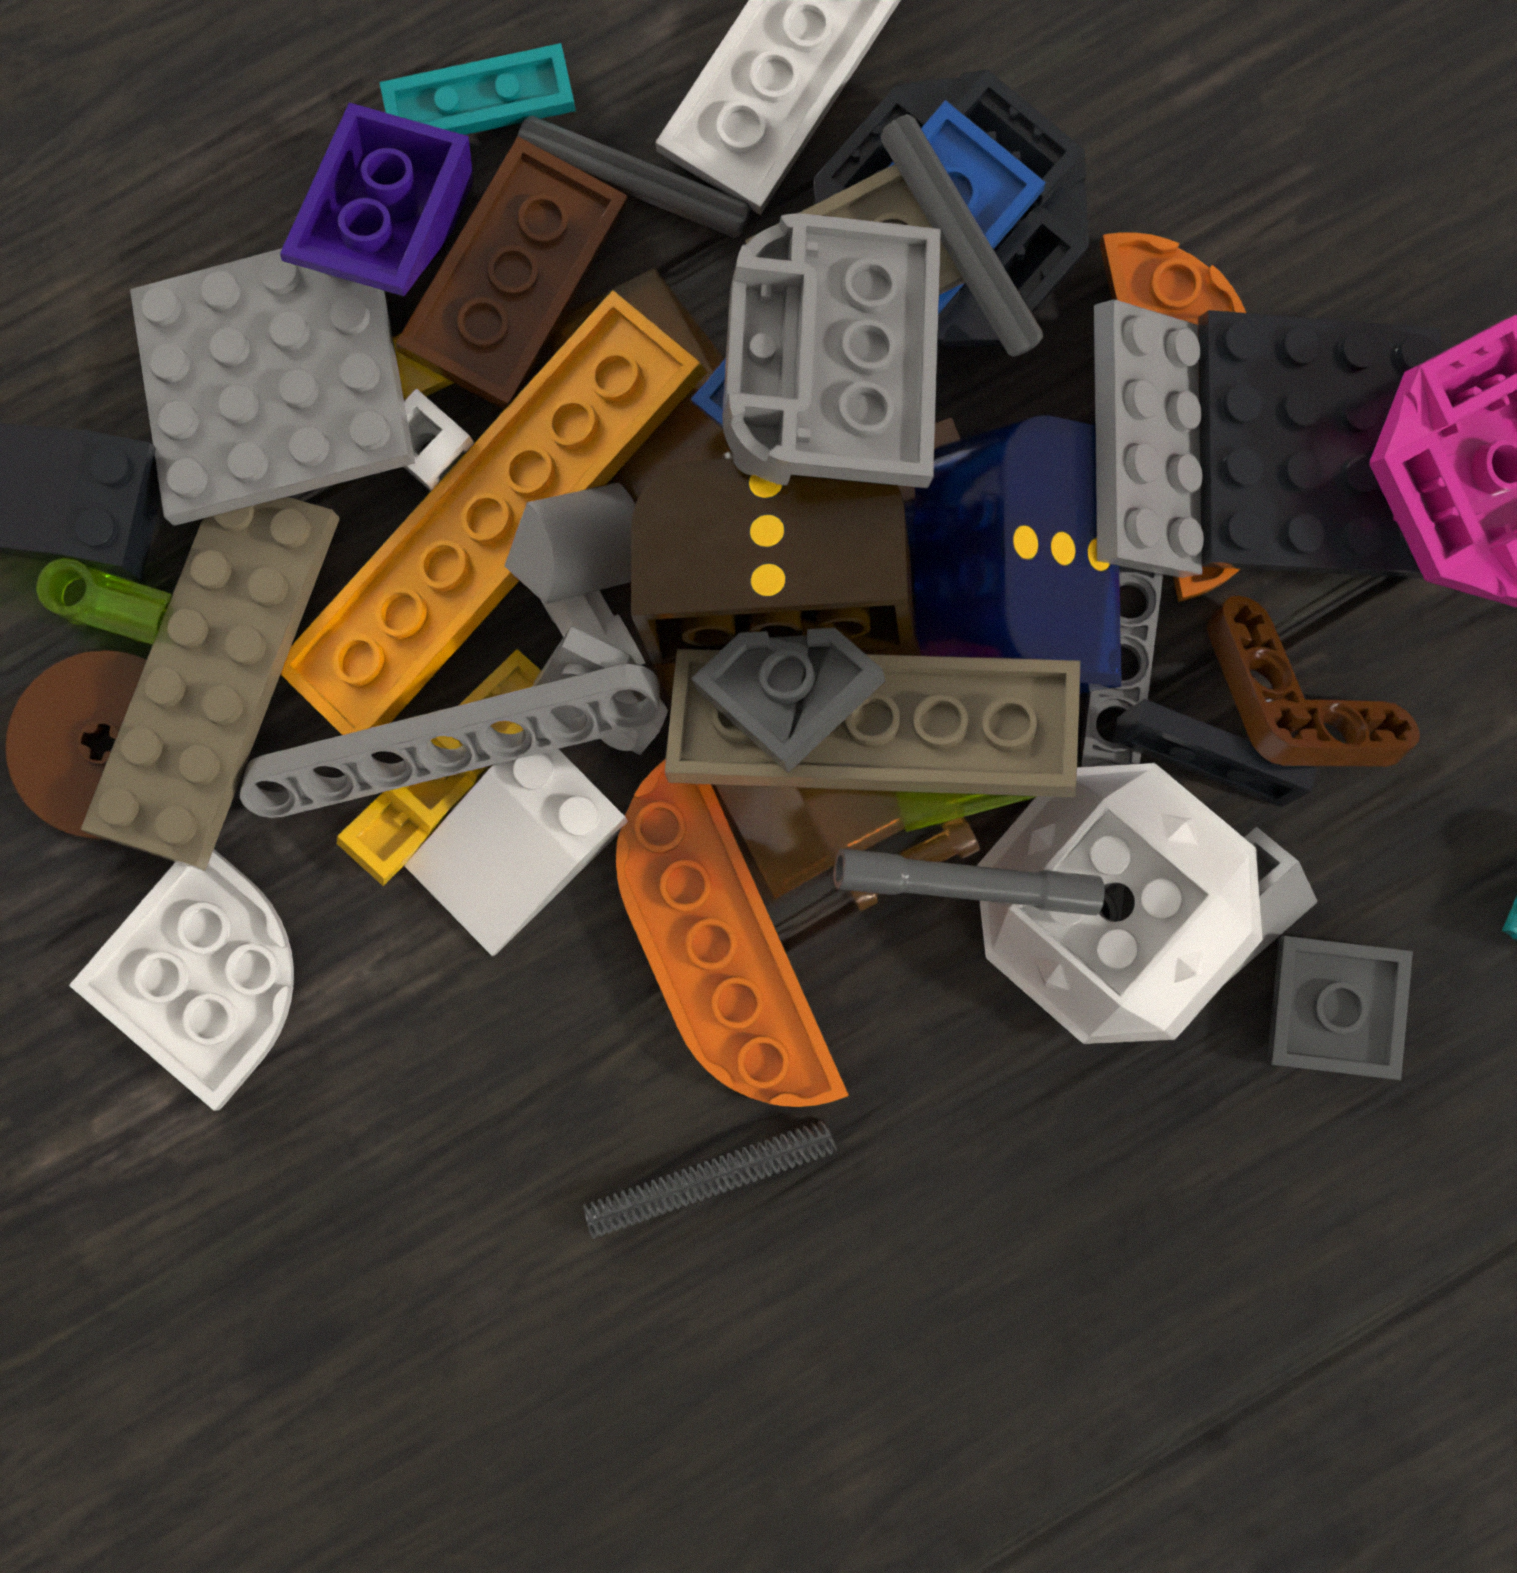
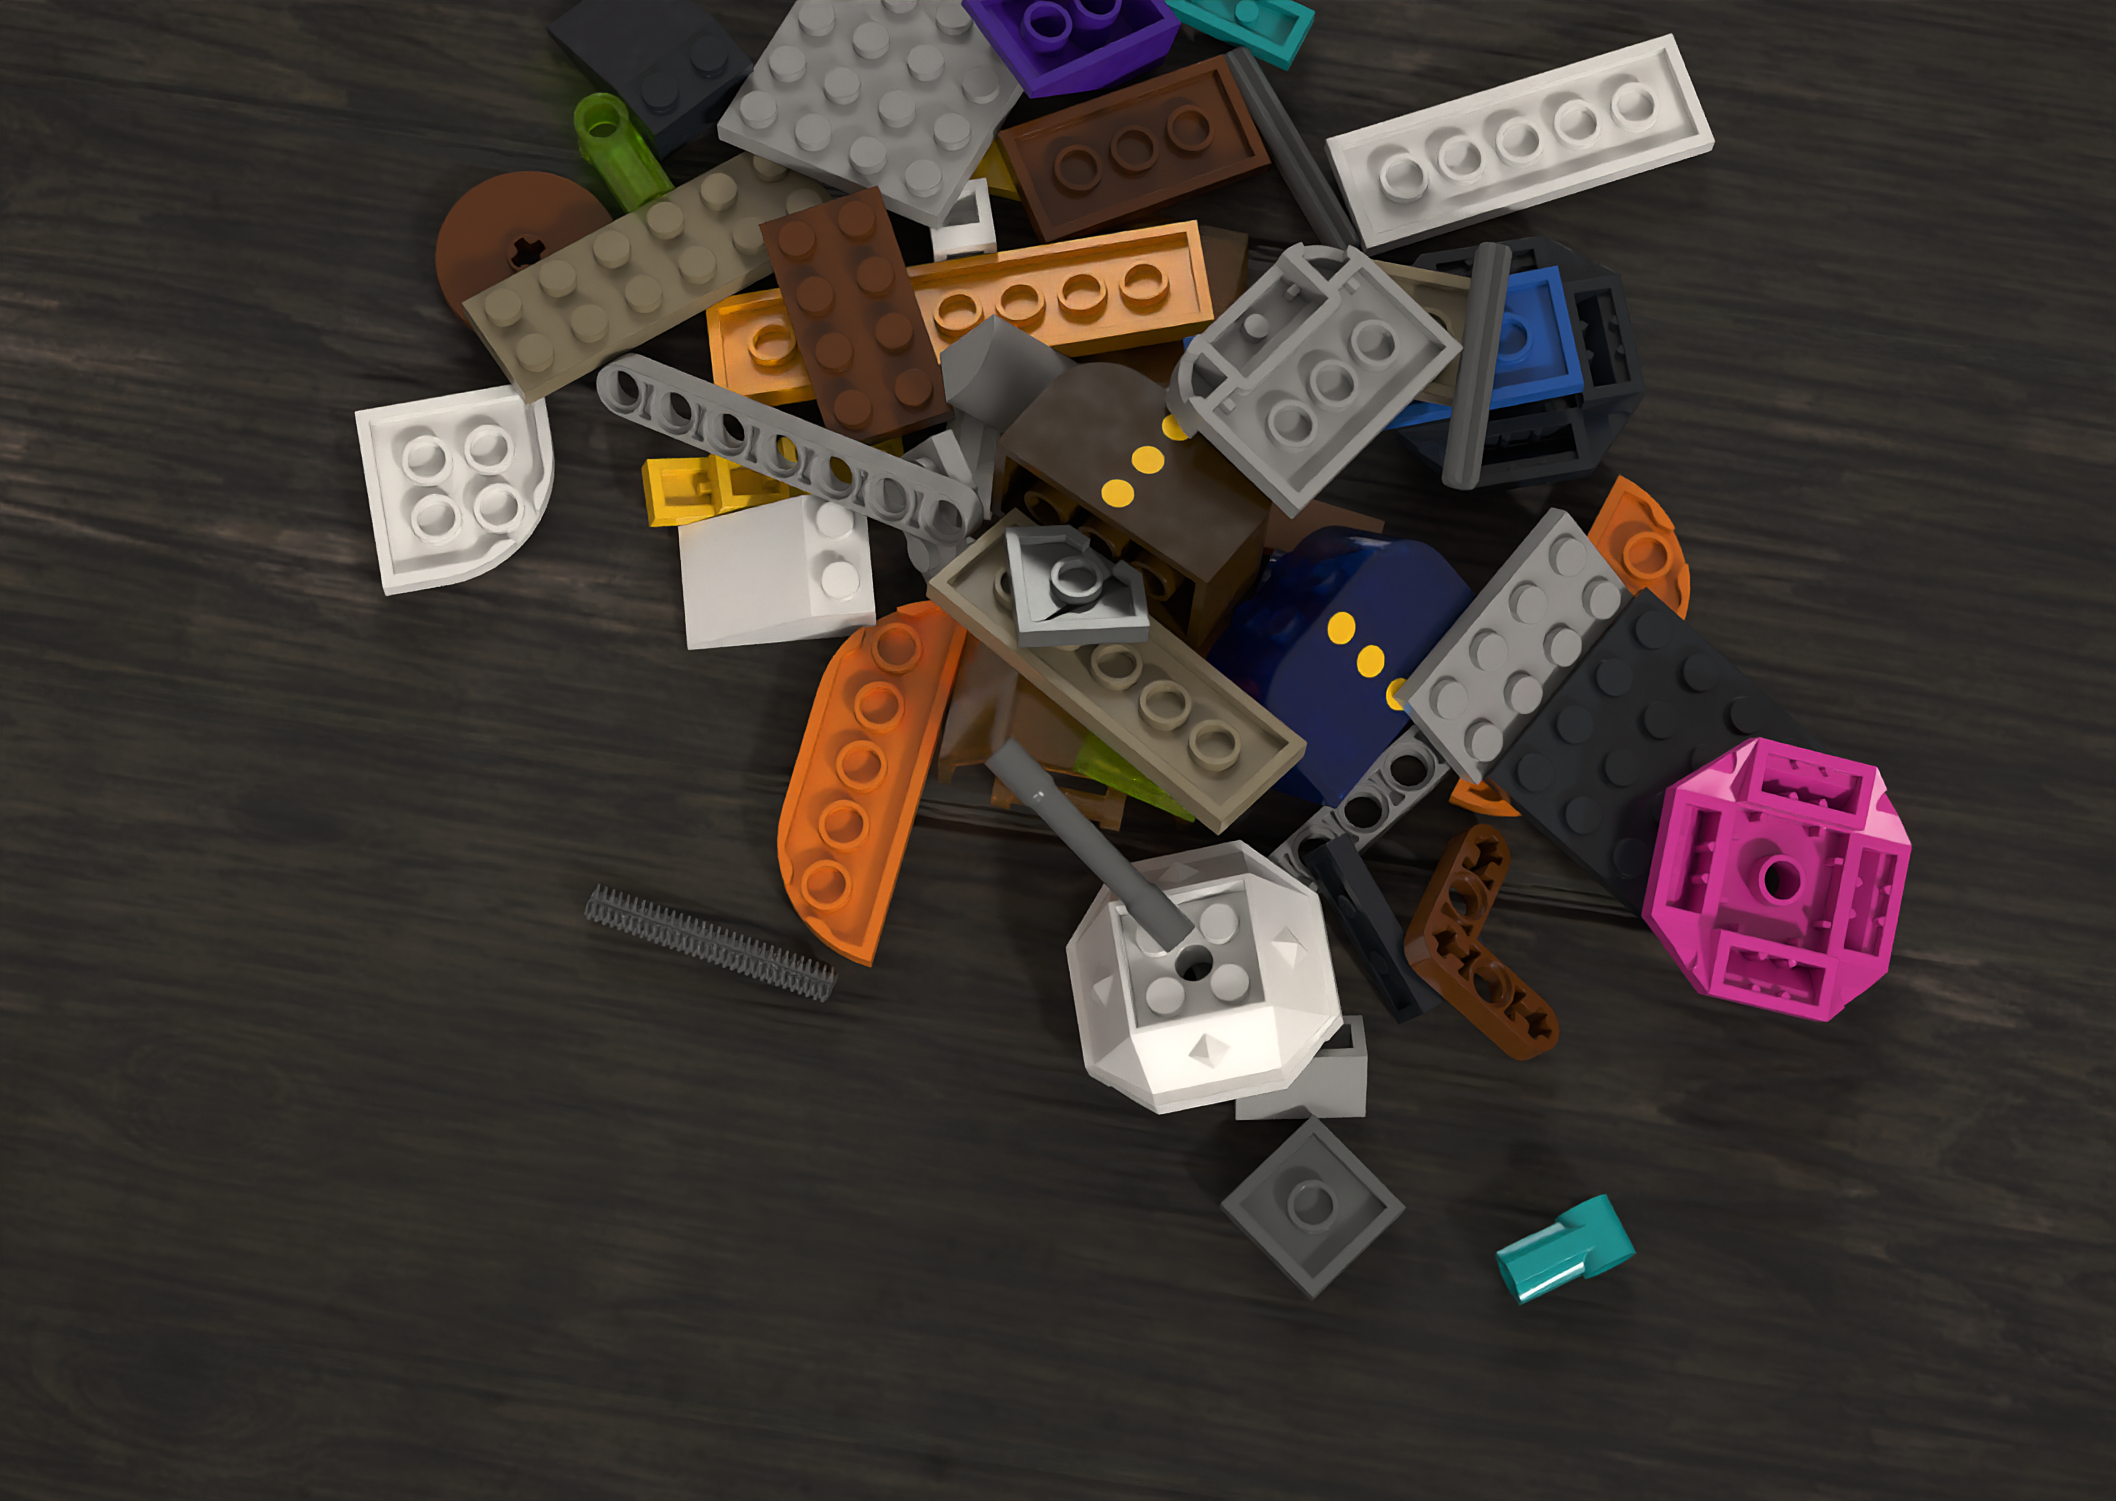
camera: 35 degrees right, 10 degrees down
(413, 590) = (857, 319): none -> reddish brown plate

